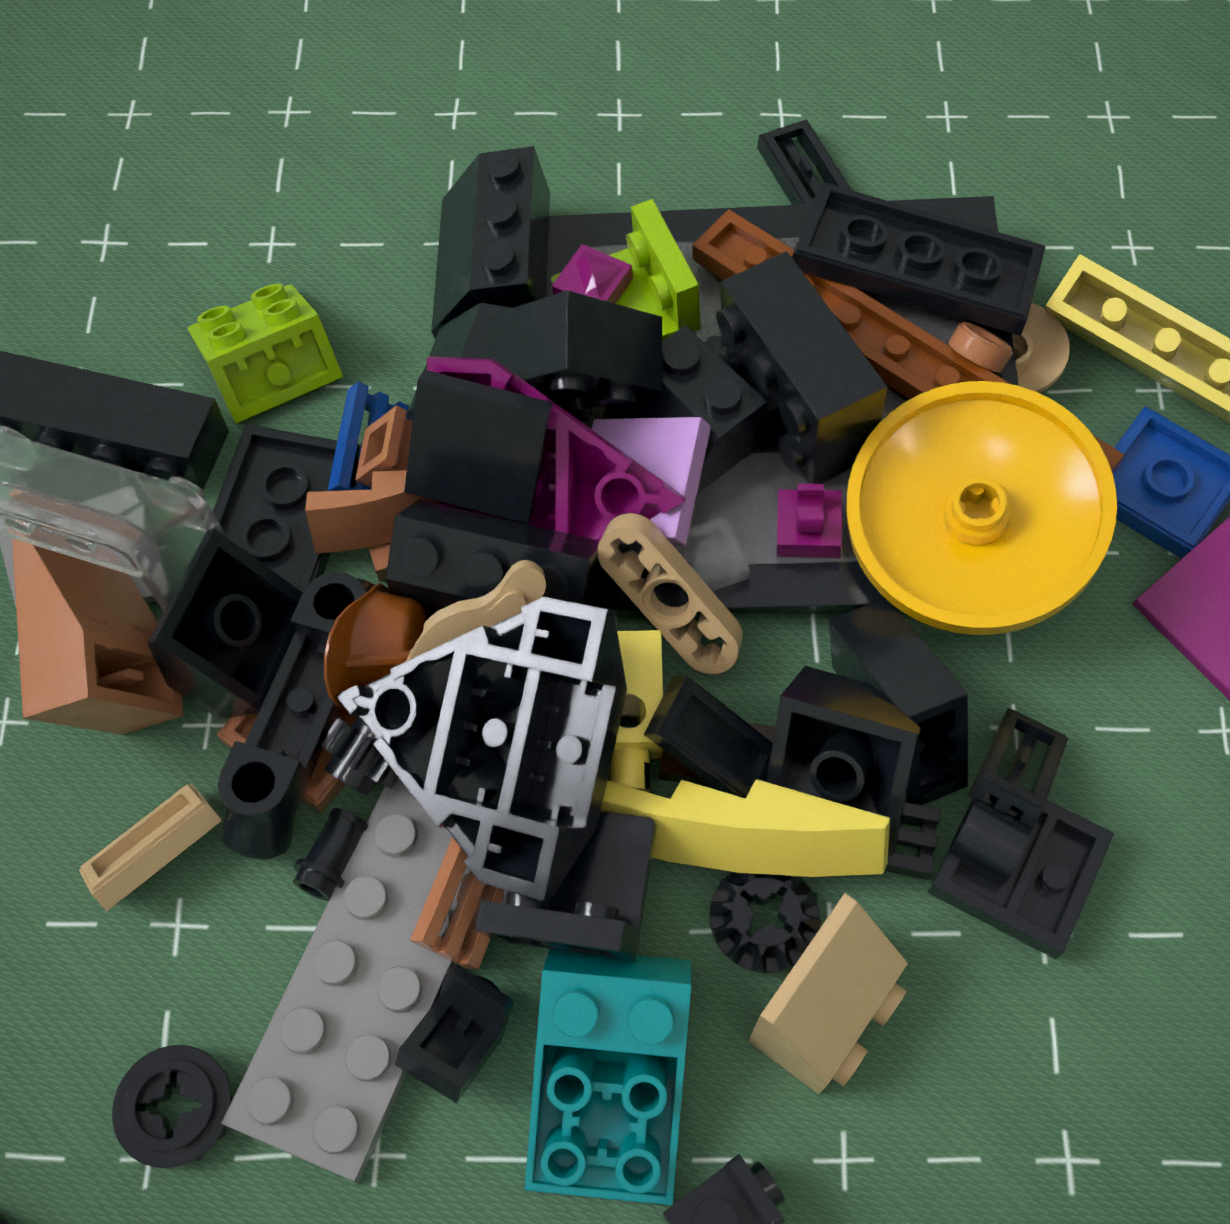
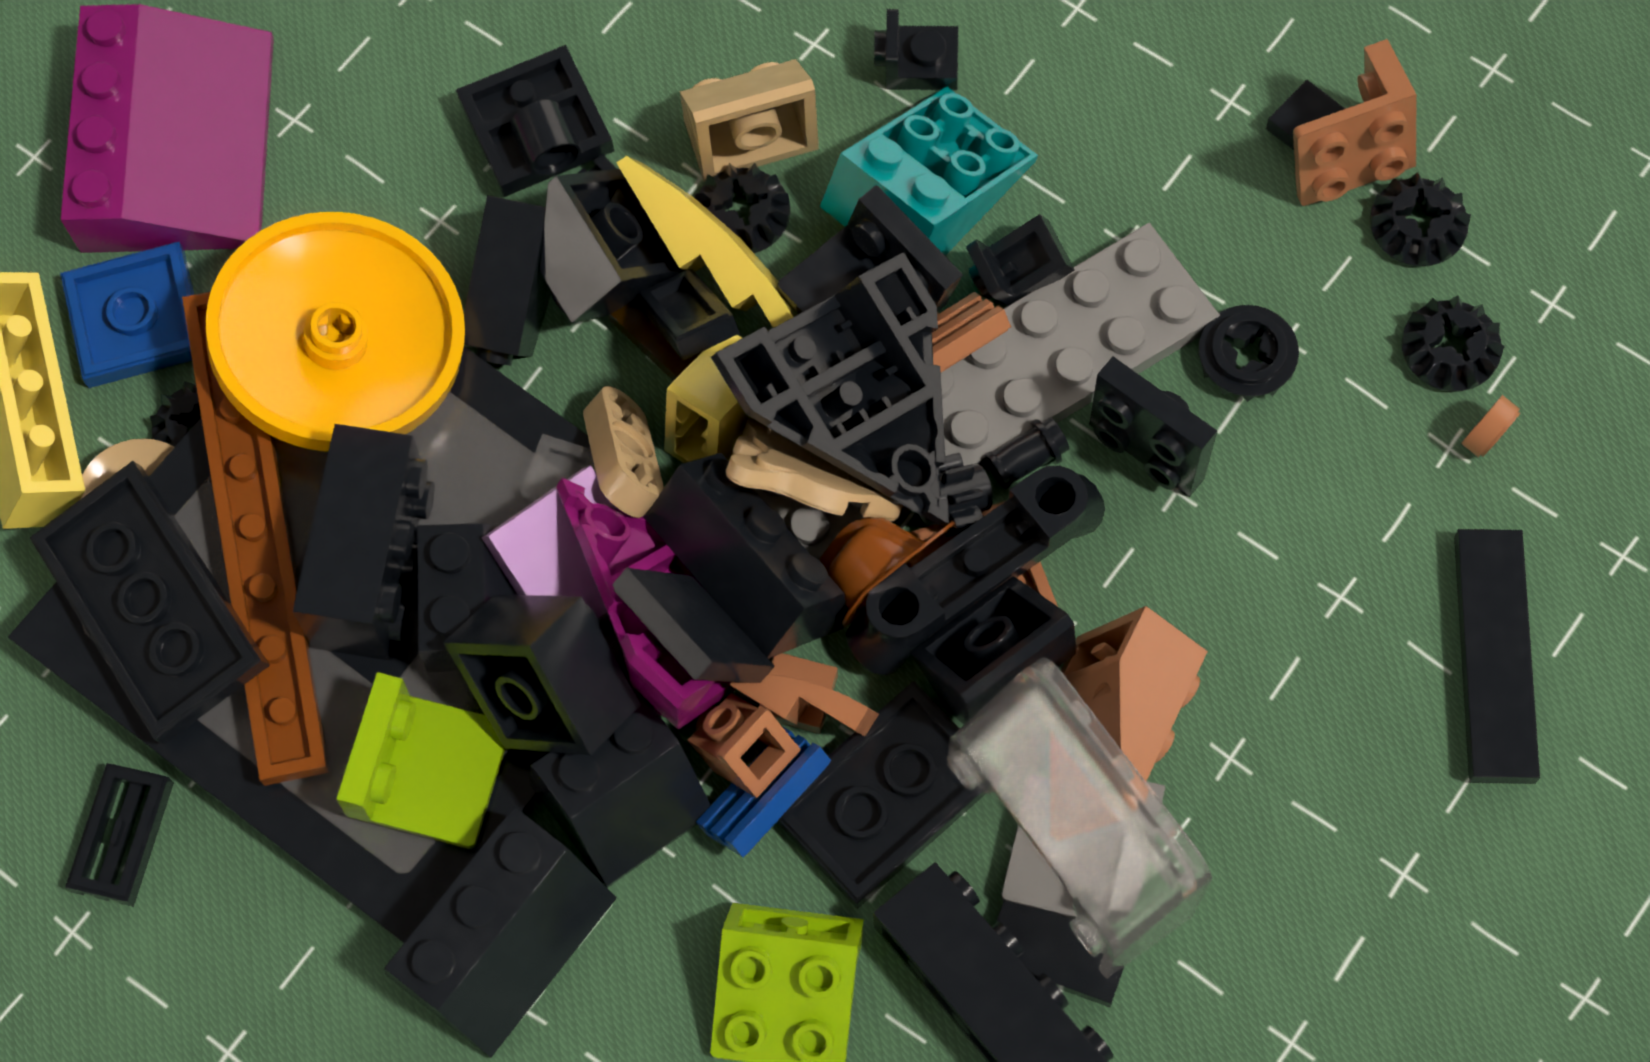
camera: 140 degrees left, 5 degrees up
(148, 846) = (1163, 546): tan tile -> none
(188, 926) = (1151, 427): none -> black plate
(594, 275) = (444, 795): magenta tile -> none
(809, 522) = (461, 441): magenta tile -> none
(980, 346) = (188, 474): nougat tile -> none
(1008, 789) = (476, 178): black tile -> none

